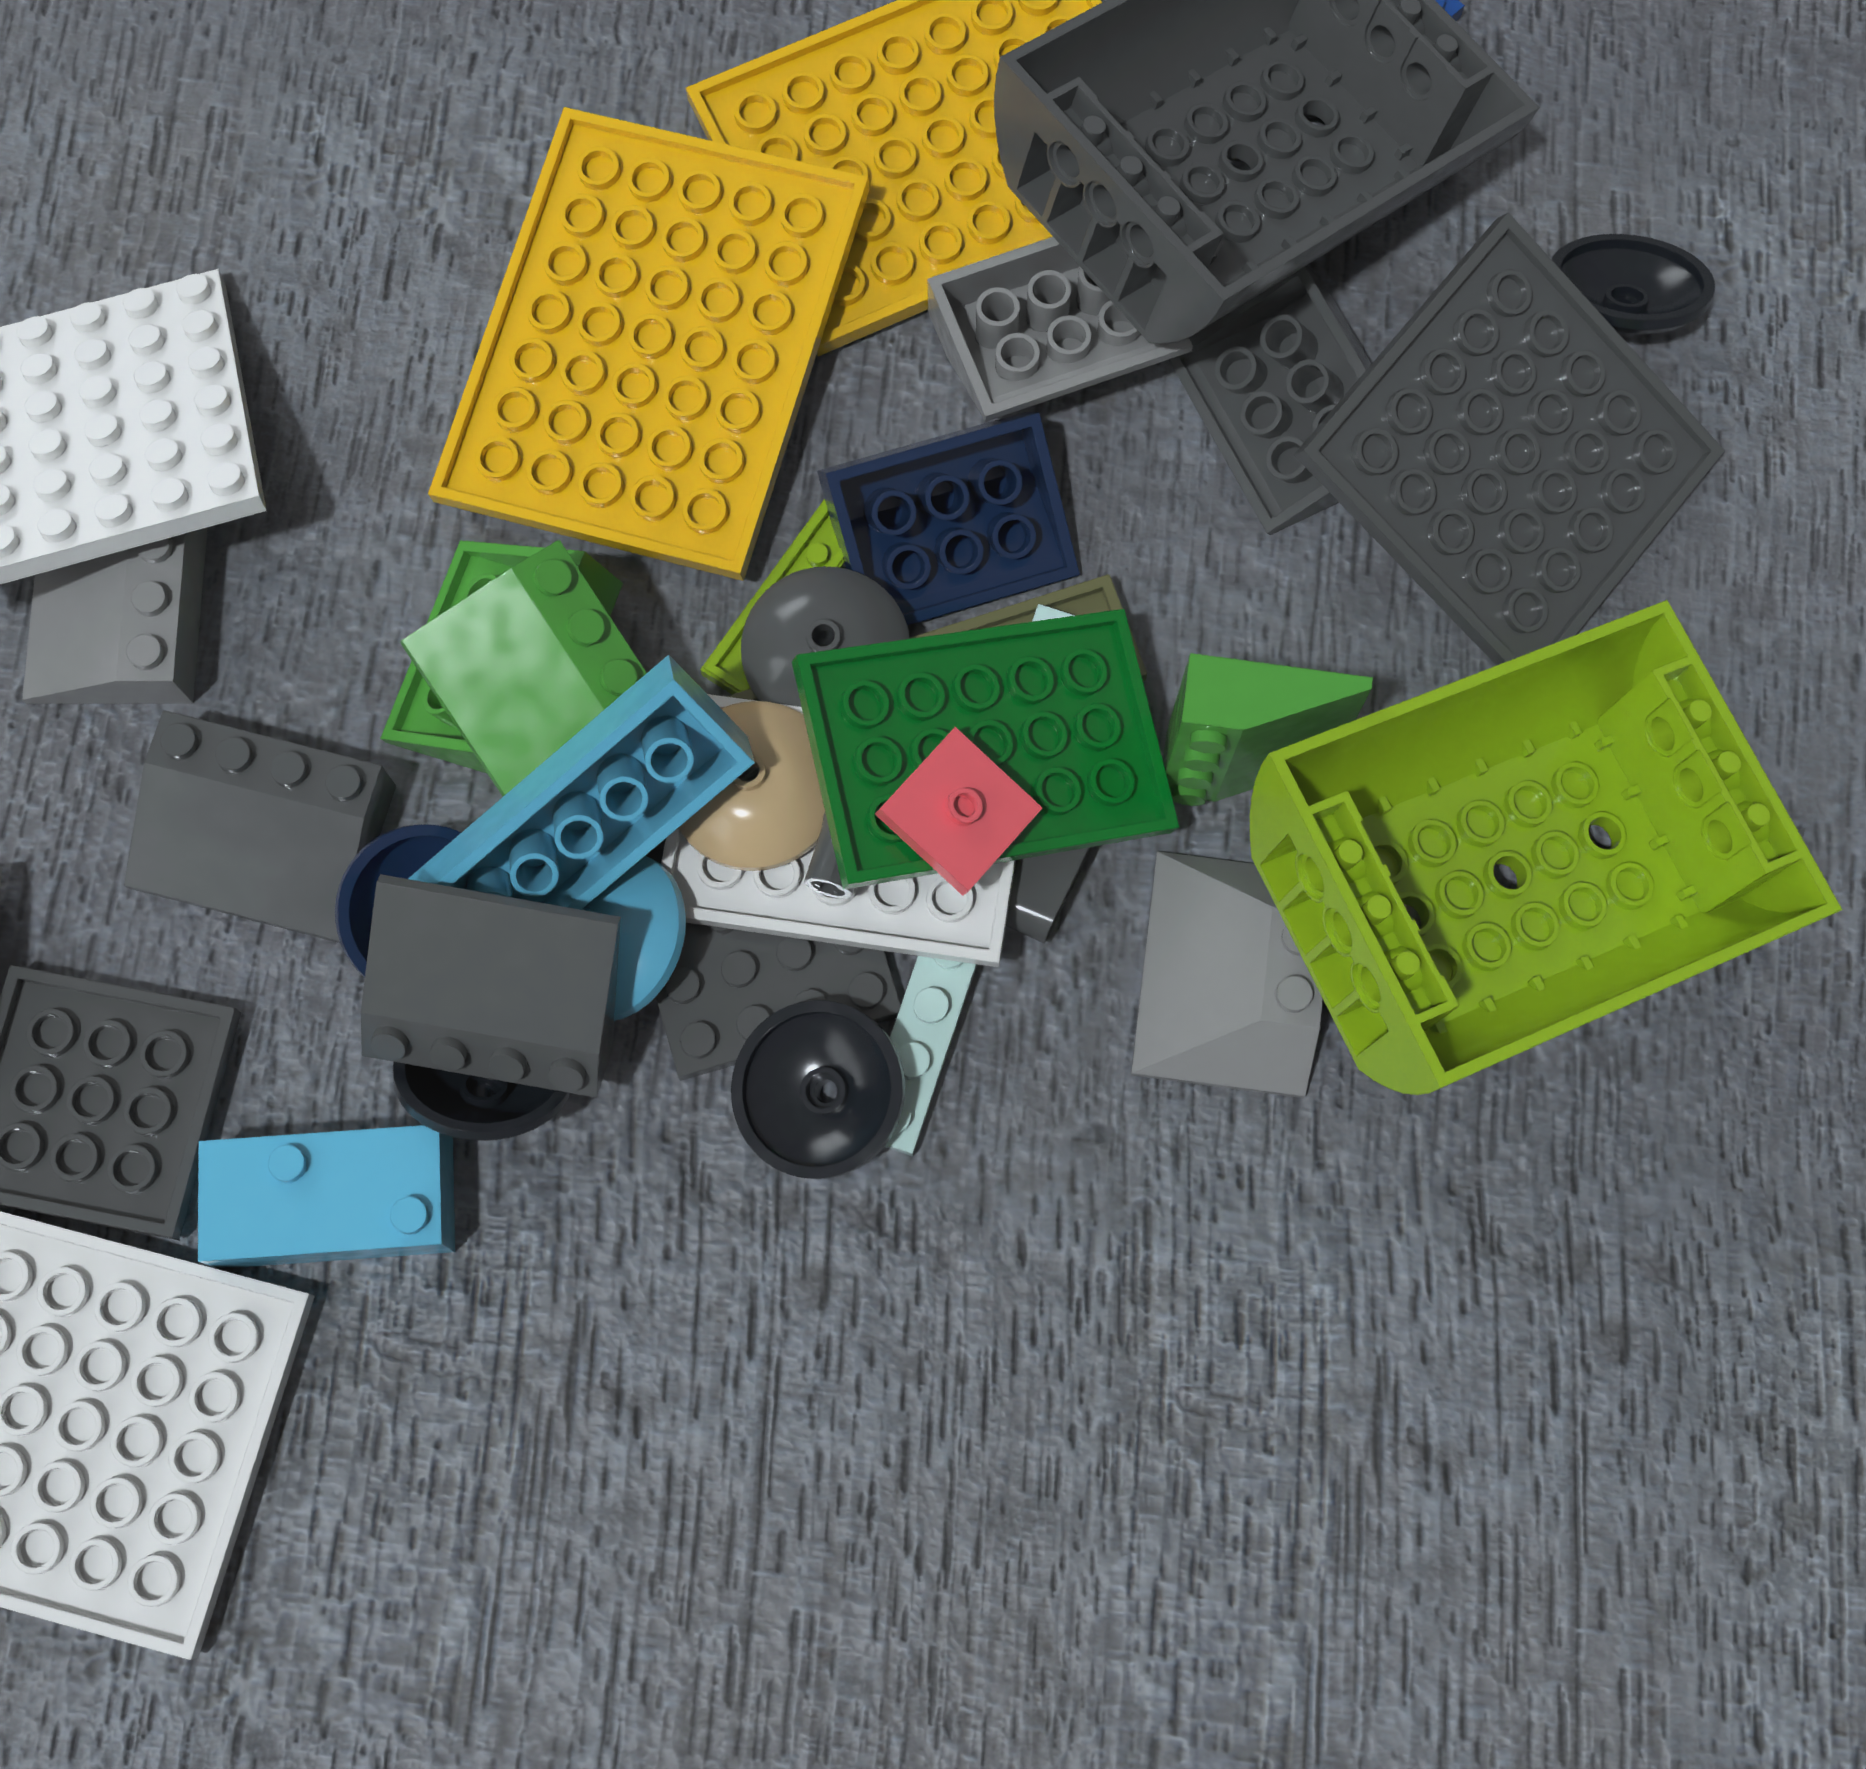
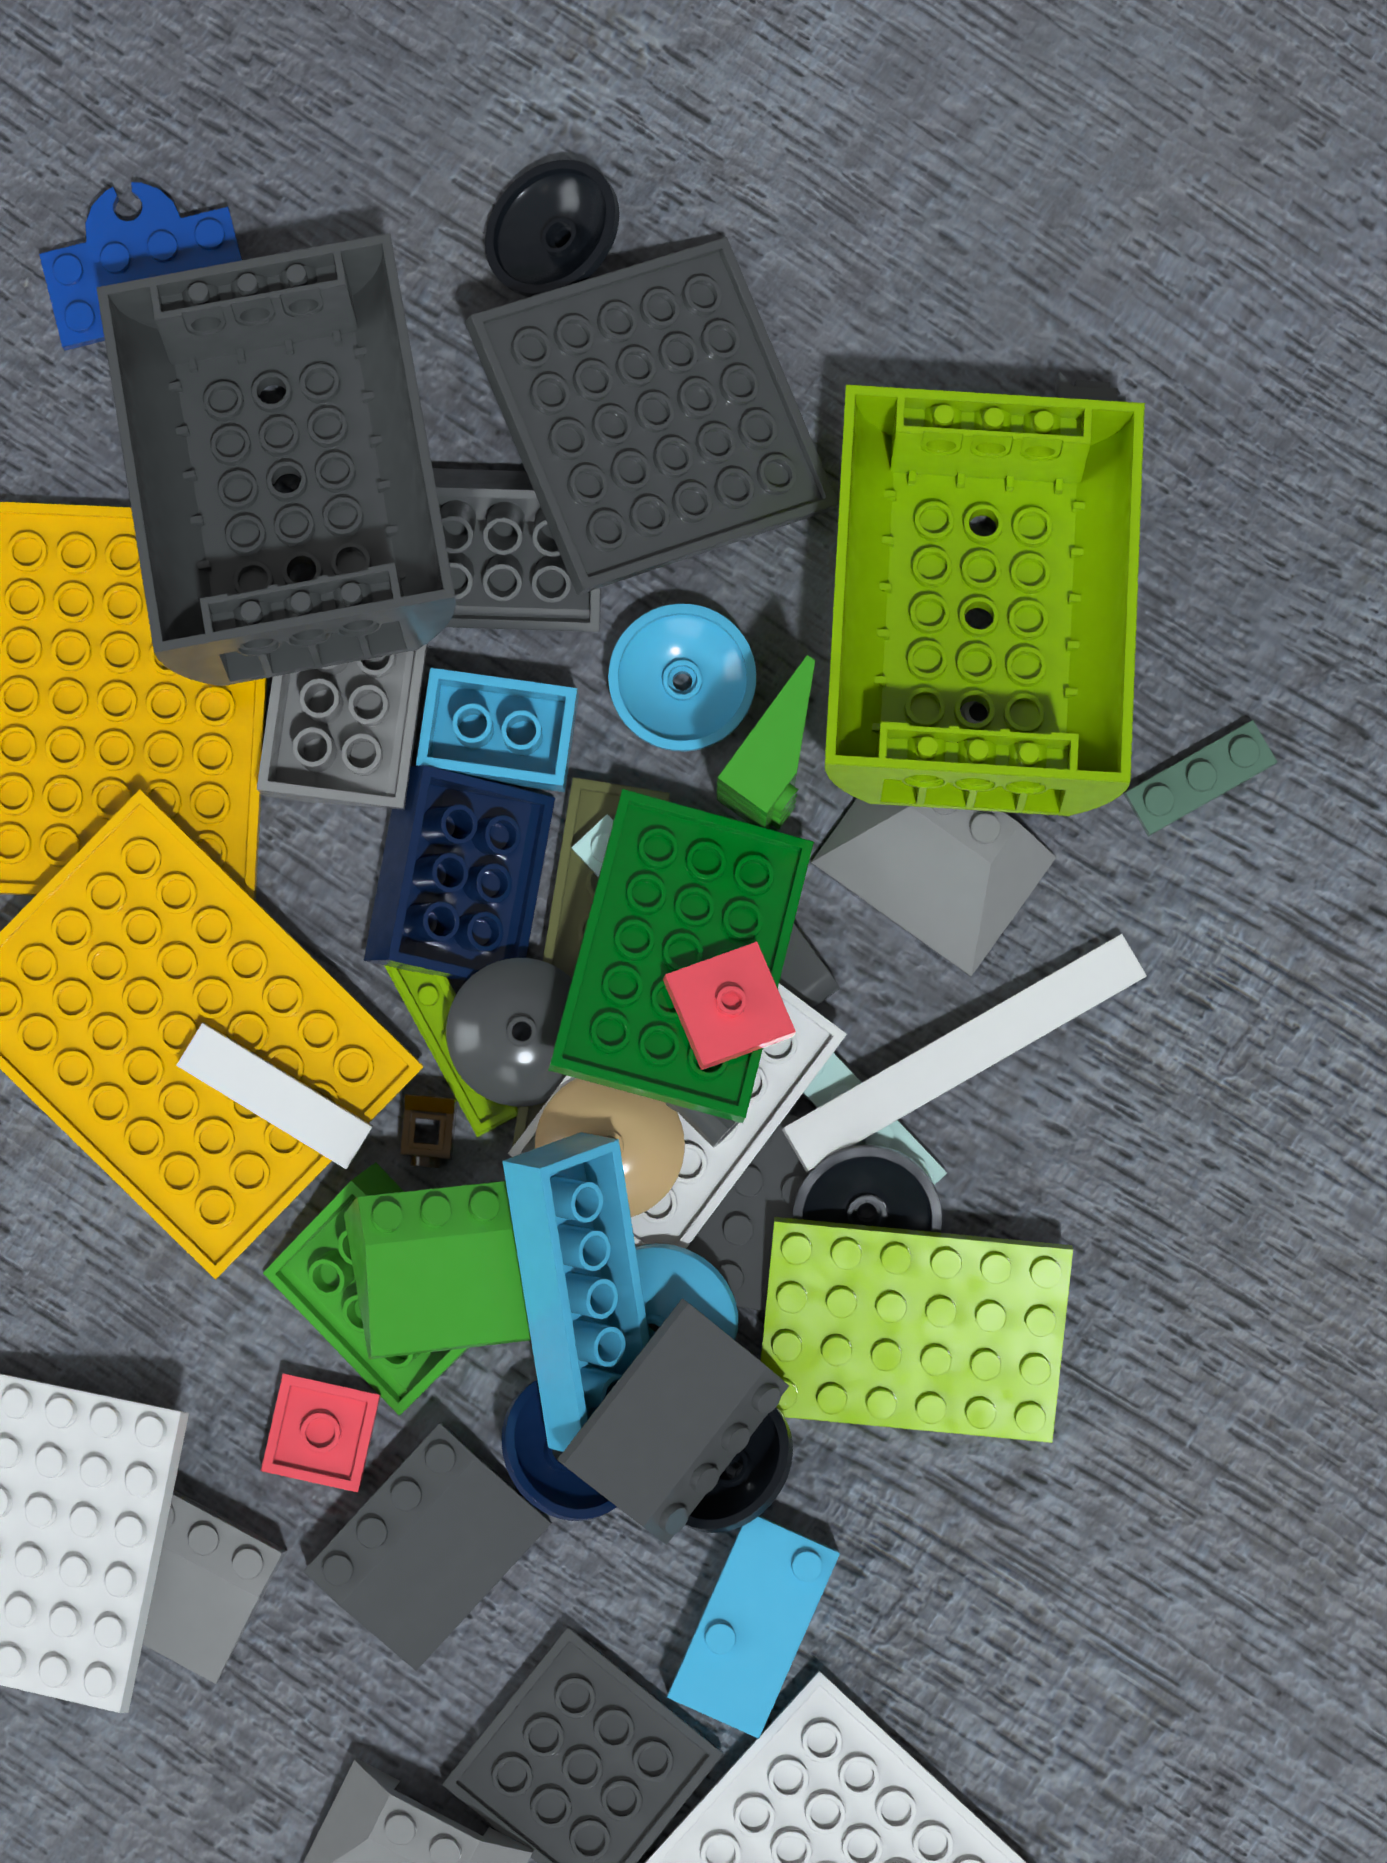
camera: 60 degrees left, 10 degrees up
(323, 669) = (320, 1432): none -> coral plate
(635, 449) = (274, 1095): none -> white tile
(689, 634) = (432, 1109): none -> dark brown window
(728, 1206) = (916, 1328): none -> lime plate
(1051, 1104) = (964, 1052): none -> white tile
(1117, 478) = (498, 729): none -> medium azure brick
(1273, 590) = (673, 643): none -> medium azure dish
(1475, 1204) = (1200, 778): none -> sand green plate

